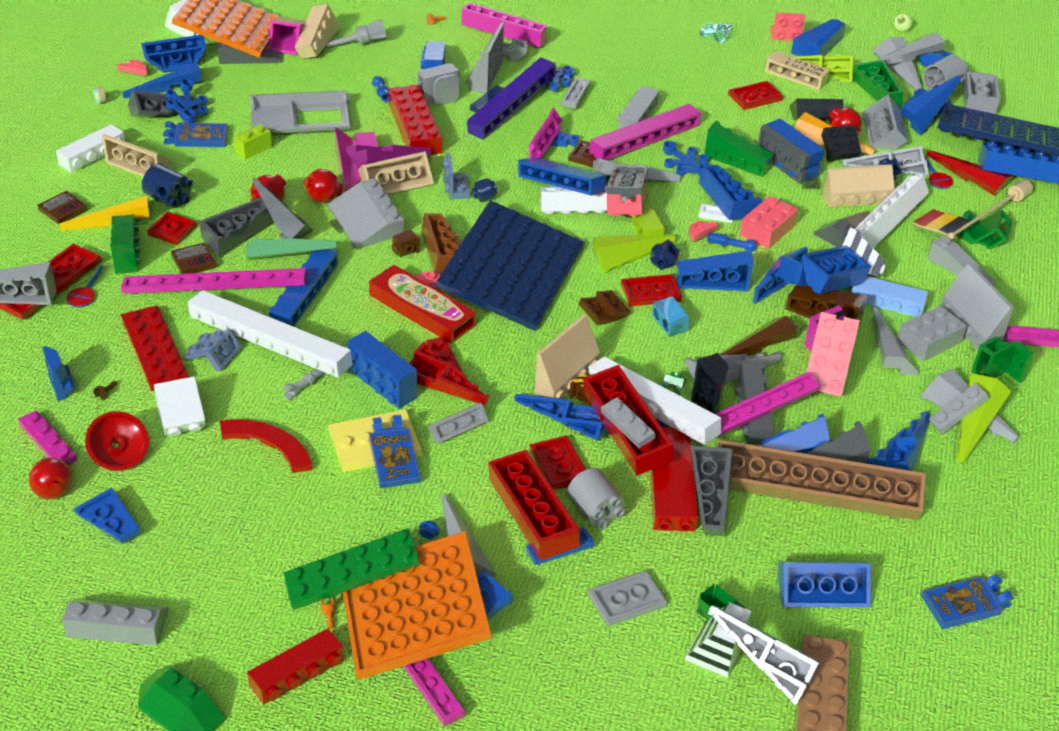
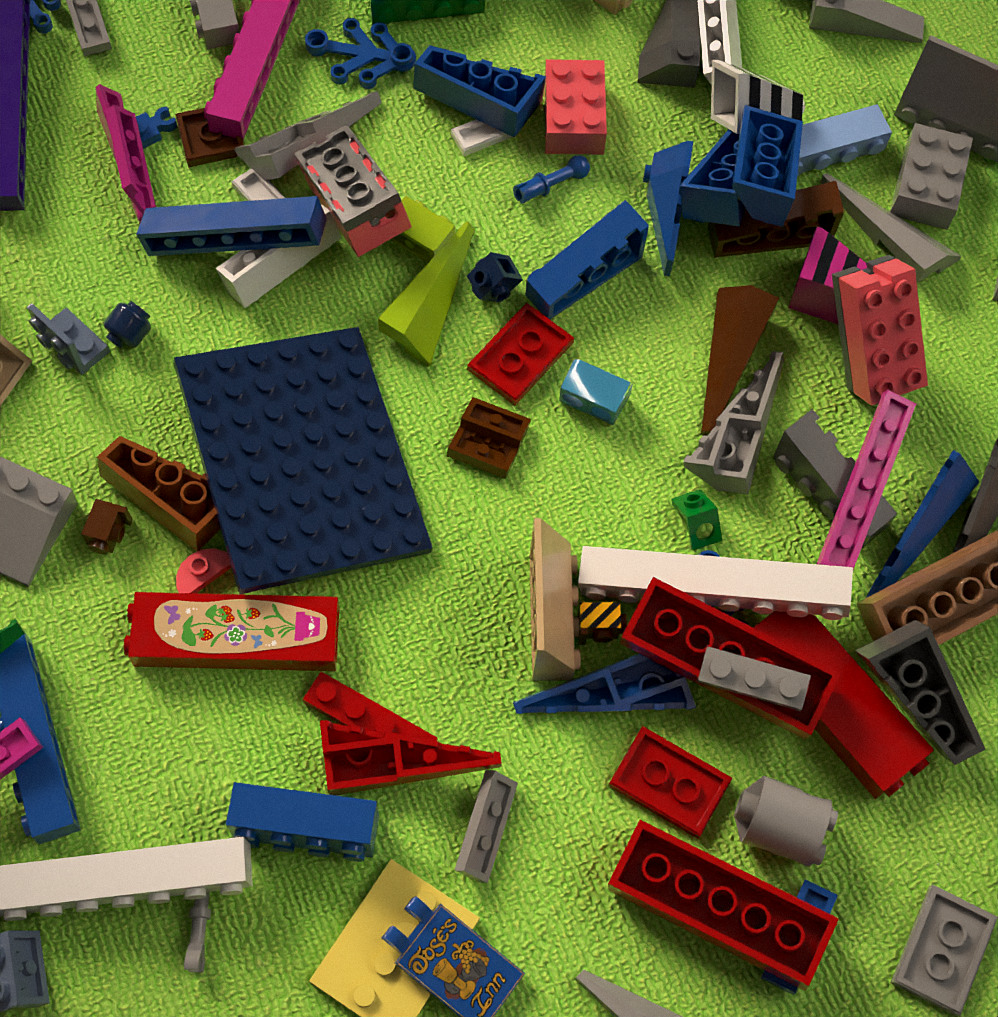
camera: 40 degrees left, 25 degrees up
(700, 229) = (493, 183): coral plate -> none
(709, 382) = (779, 506): black slope -> none

